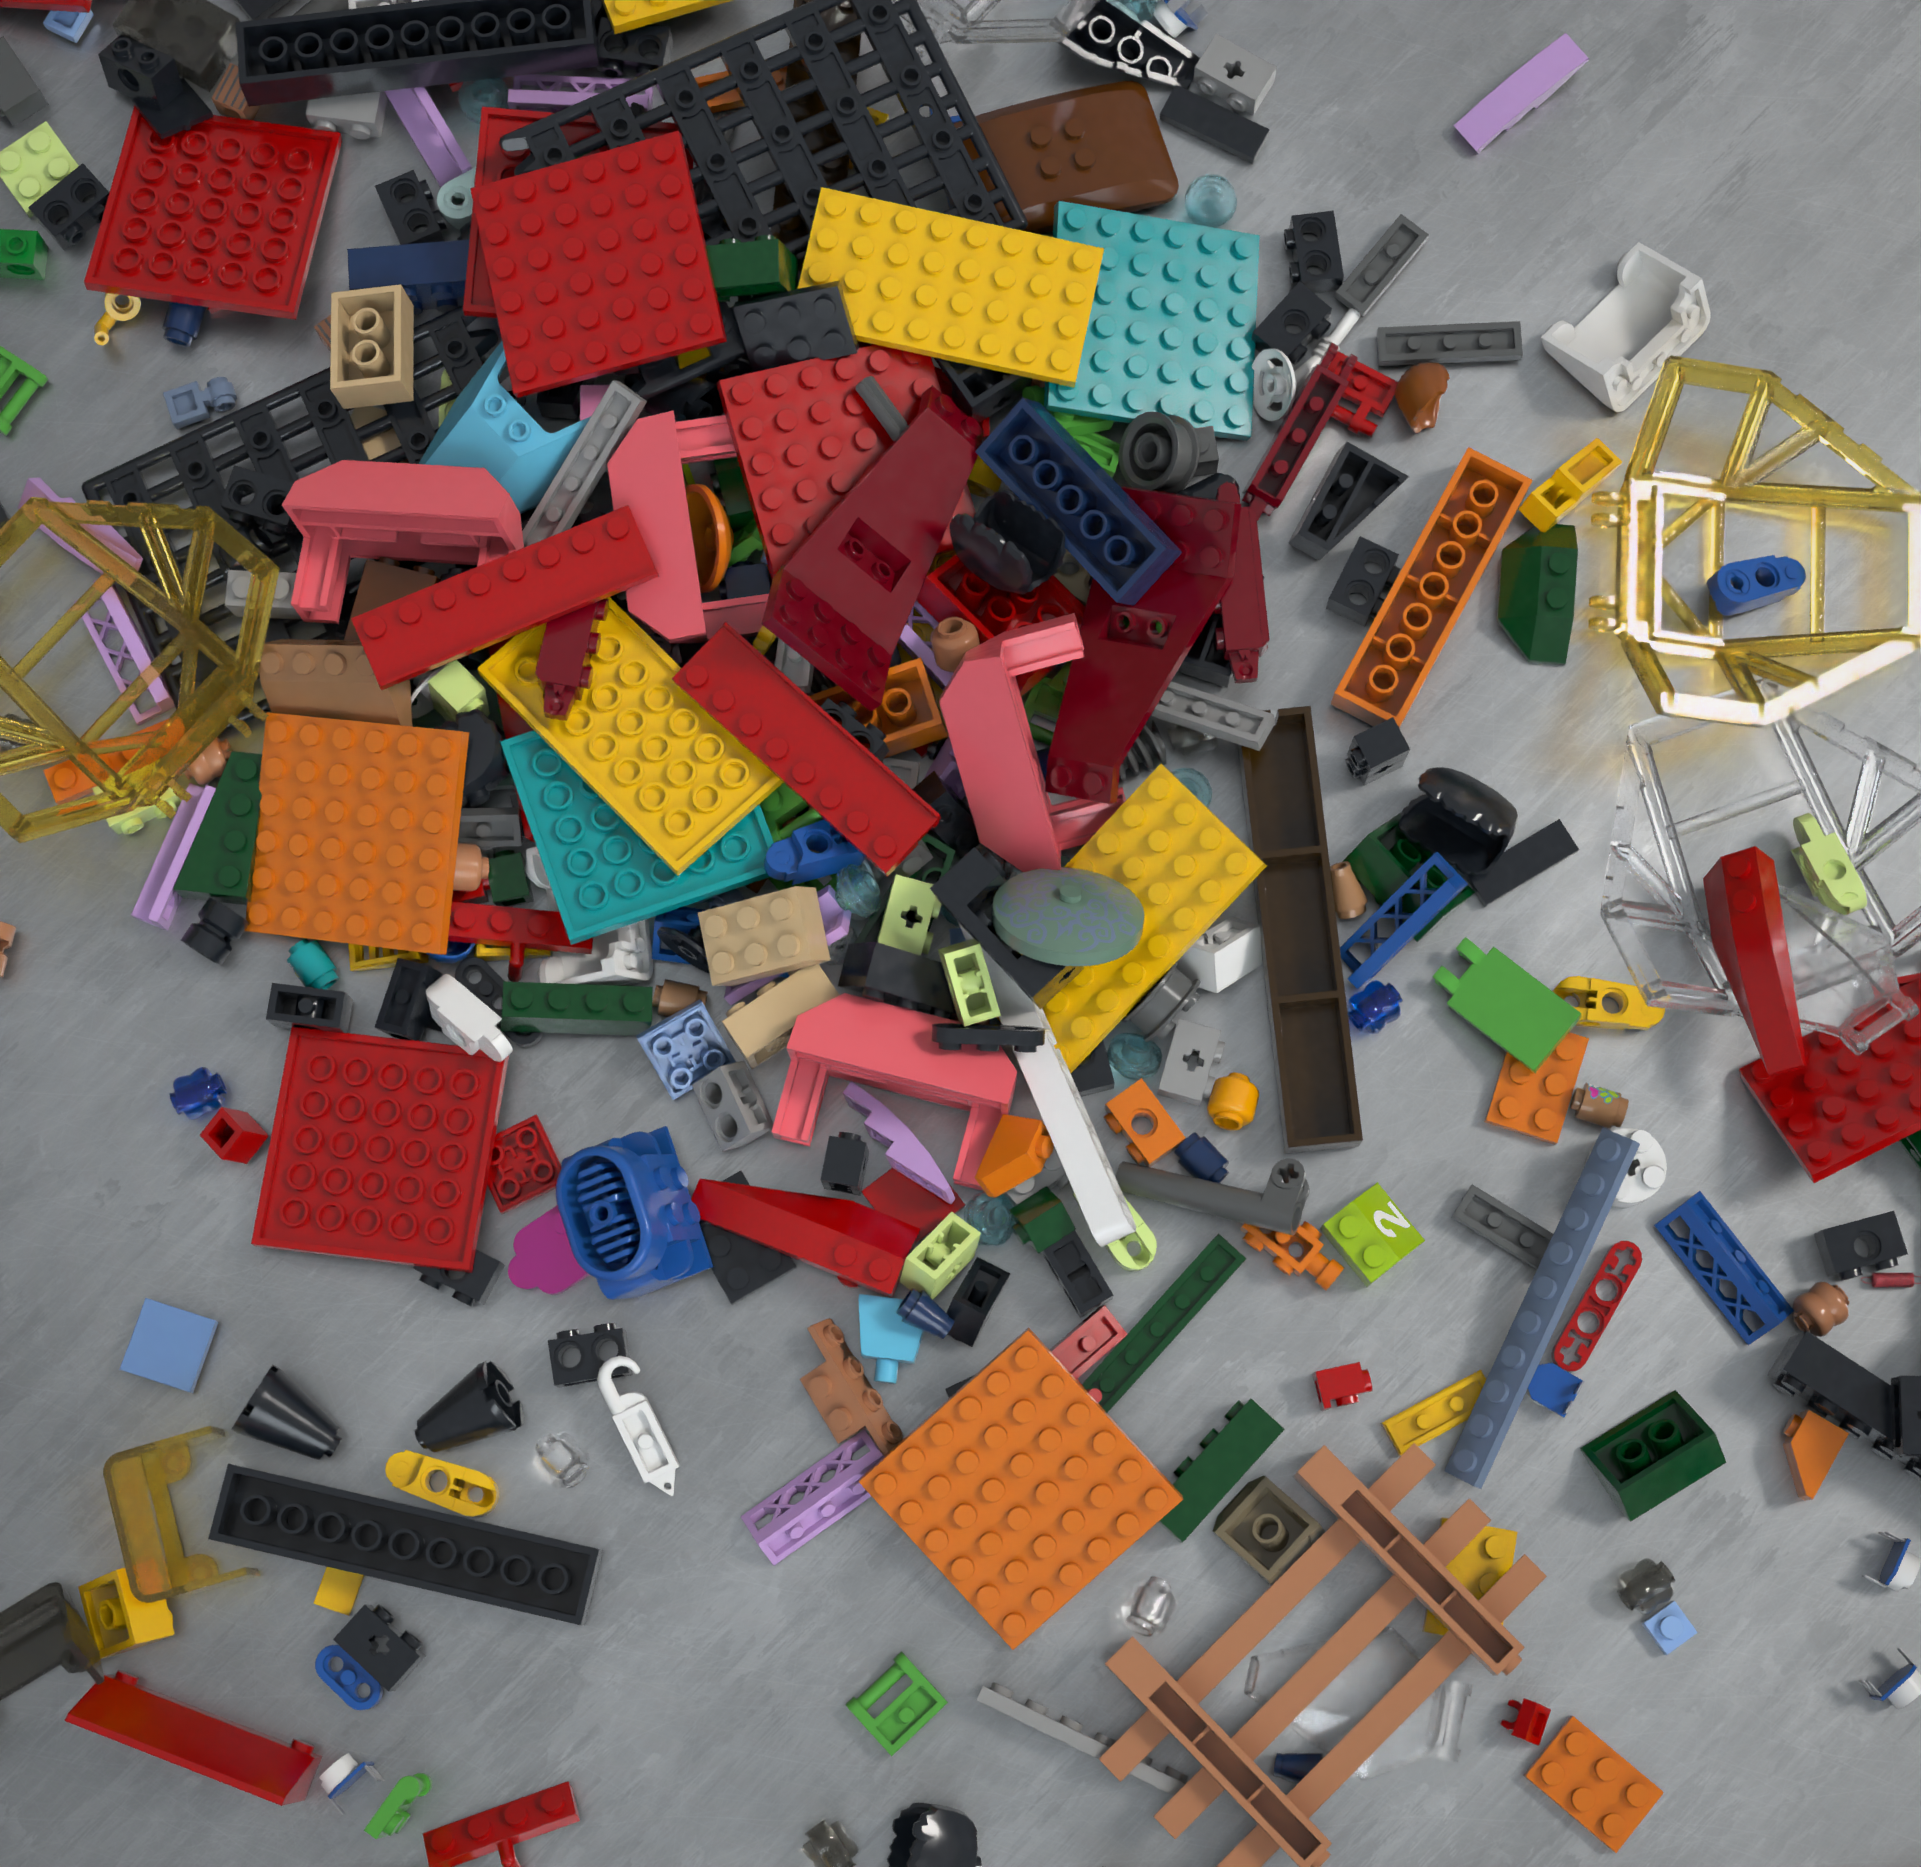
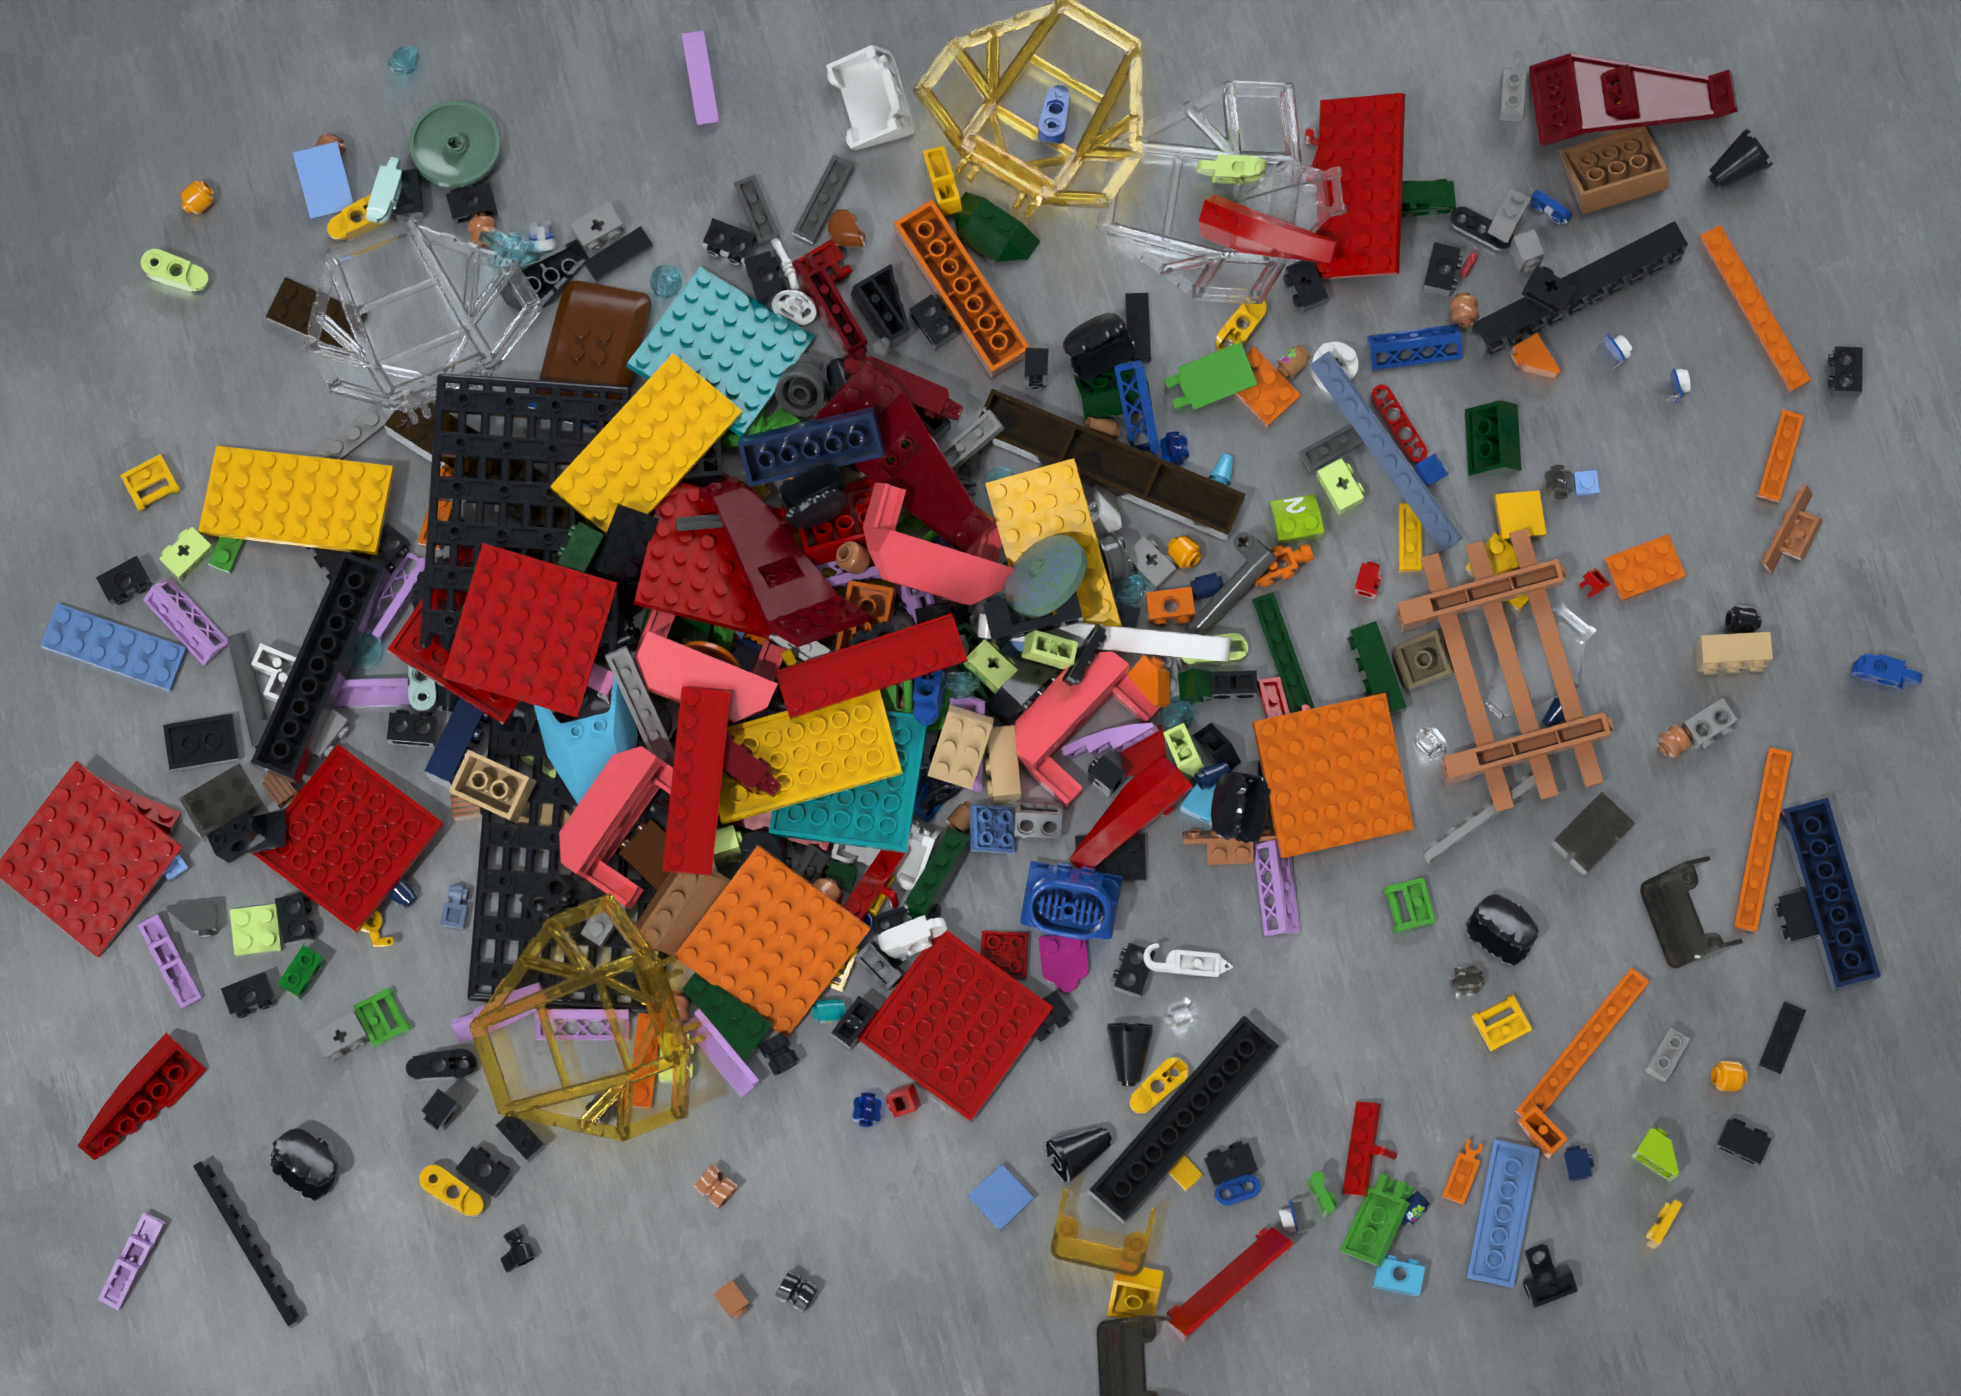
camera: 65 degrees left, 0 degrees up
(895, 1378) = (1240, 806): none -> black animal
(1381, 1092) = (1223, 470): none -> medium azure cone
(1438, 1284) = (1341, 499): none -> yellowish green brick
(1566, 1553) = (1518, 512): none -> yellow tile
(1704, 1078) = (1315, 294): none -> black brick

